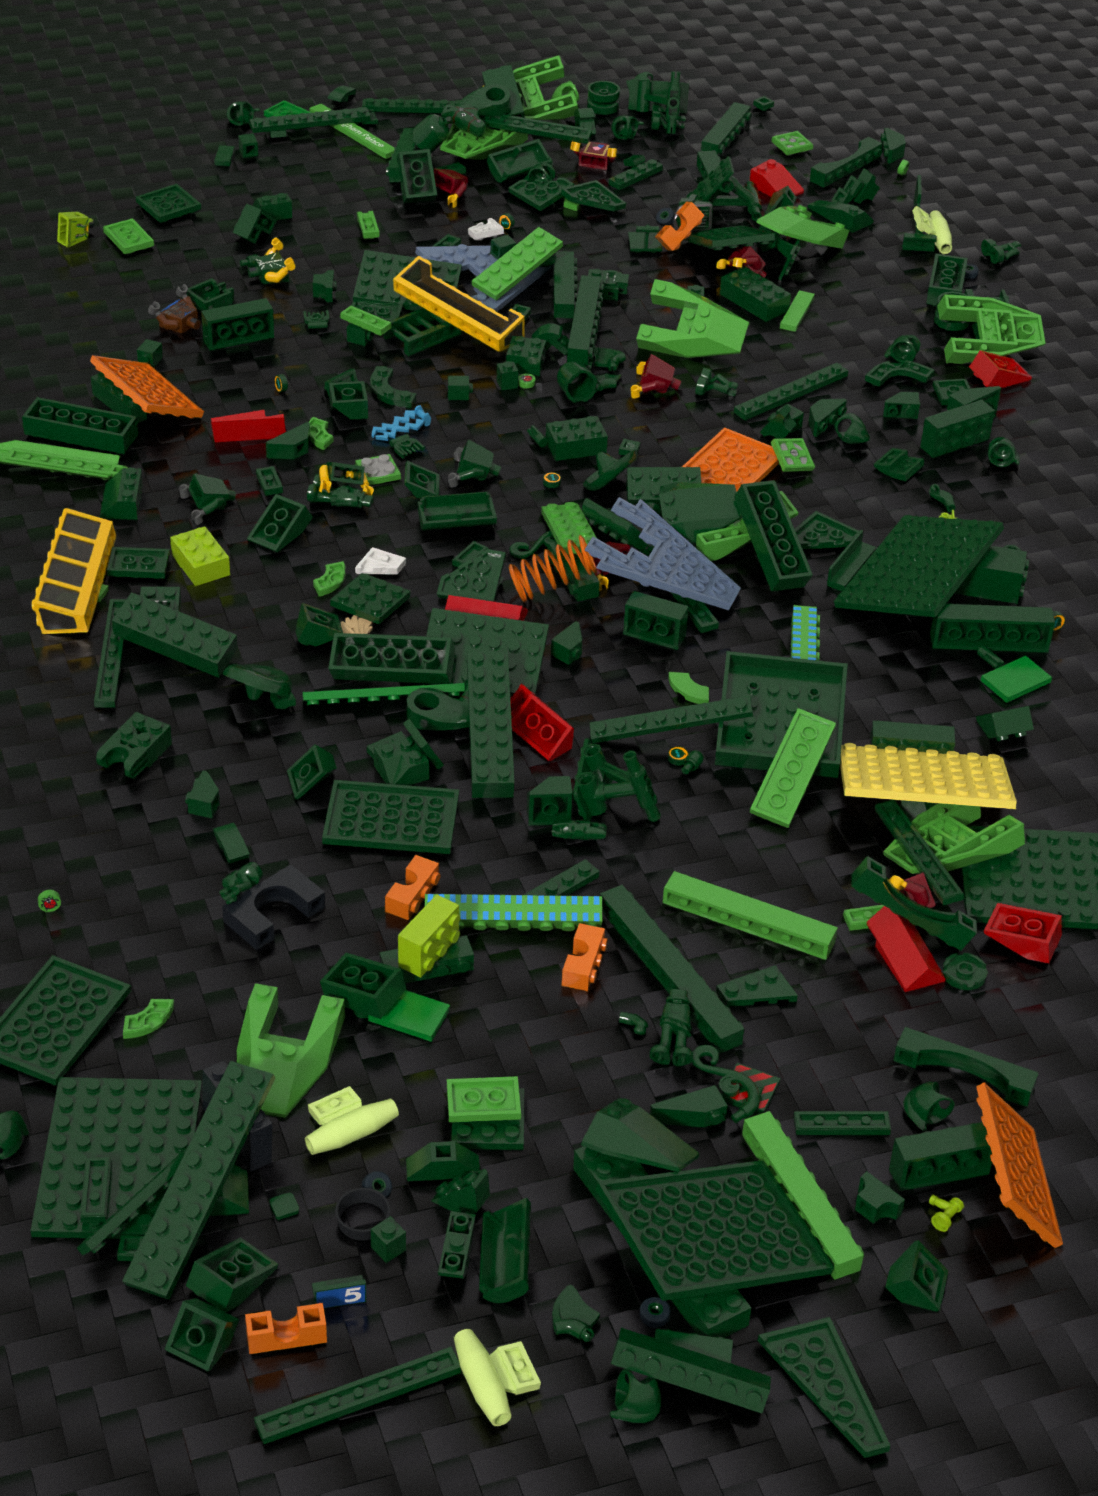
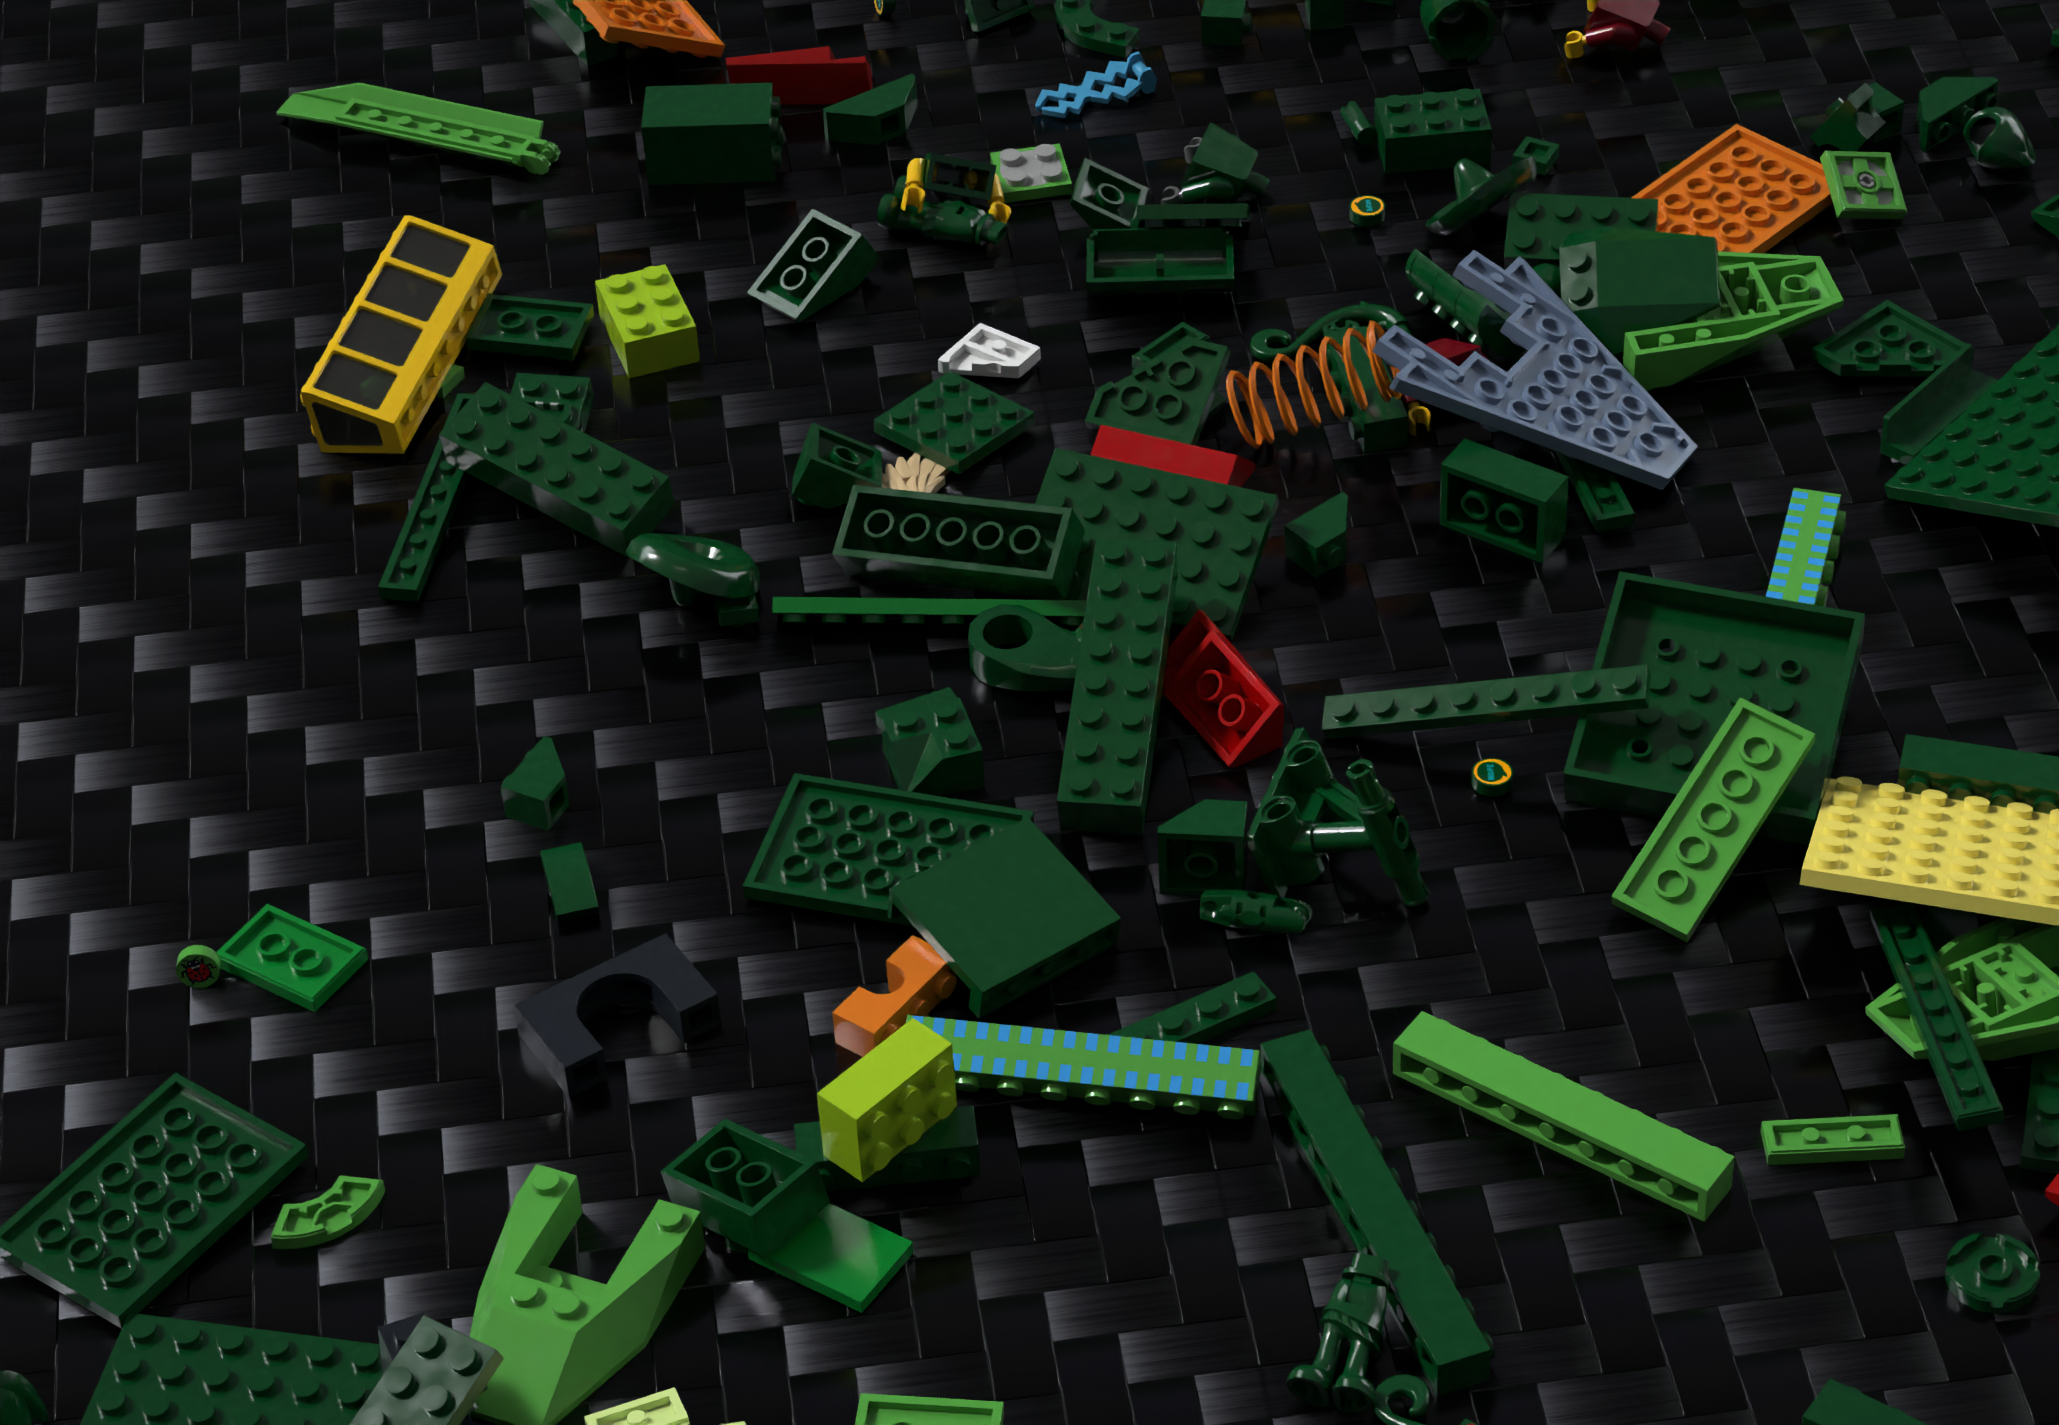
camera: 15 degrees right, 0 degrees up
(80, 425) = (486, 61): dark green brick -> none
(95, 892) = (291, 957): none -> green tile
(123, 495) = (535, 197): dark green slope -> none
(136, 744) = (433, 677): dark green brick -> none
(208, 495) = (690, 205): dark green torso -> none
(212, 455) = (711, 133): none -> dark green brick
(240, 881) = (559, 960): dark green piece -> none
(269, 480) = (816, 184): dark green plate -> none
(310, 770) = (755, 752): dark green slope -> none
(318, 433) = (934, 99): bright green tile -> none
(331, 580) = (890, 381): bright green tile -> none
(349, 399) = (1004, 34): dark green slope -> none
(405, 444) = (1095, 126): dark green piece -> none
(423, 744) = (981, 716): dark green tile -> none
(460, 840) = (1007, 914): none -> dark green panel
(469, 487) = (1193, 214): none -> dark green plate
(526, 381) = (1363, 14): bright green tile -> none
(567, 523) = (1372, 292): bright green plate -> none
(580, 970) = (1192, 1197): orange arch -> none
(606, 381) = (1519, 23): dark green arm -> none
(635, 1020) = (1277, 1309): dark green arm -> none
(687, 687) = (1544, 642): bright green tile -> none
(692, 761) = (1517, 791): dark green cylinder -> none
(706, 383) = (1722, 33): dark green piece -> none
(755, 987) = (1552, 1263): dark green wing -> none
(773, 535) = (1777, 345): dark green brick -> none
(790, 391) = (1892, 58): dark green plate -> none
(904, 950) = (1871, 1213): red slope -> none
(915, 888) = (1916, 1104): dark red torso -> none
(951, 927) = (1976, 1178): dark green arch -> none

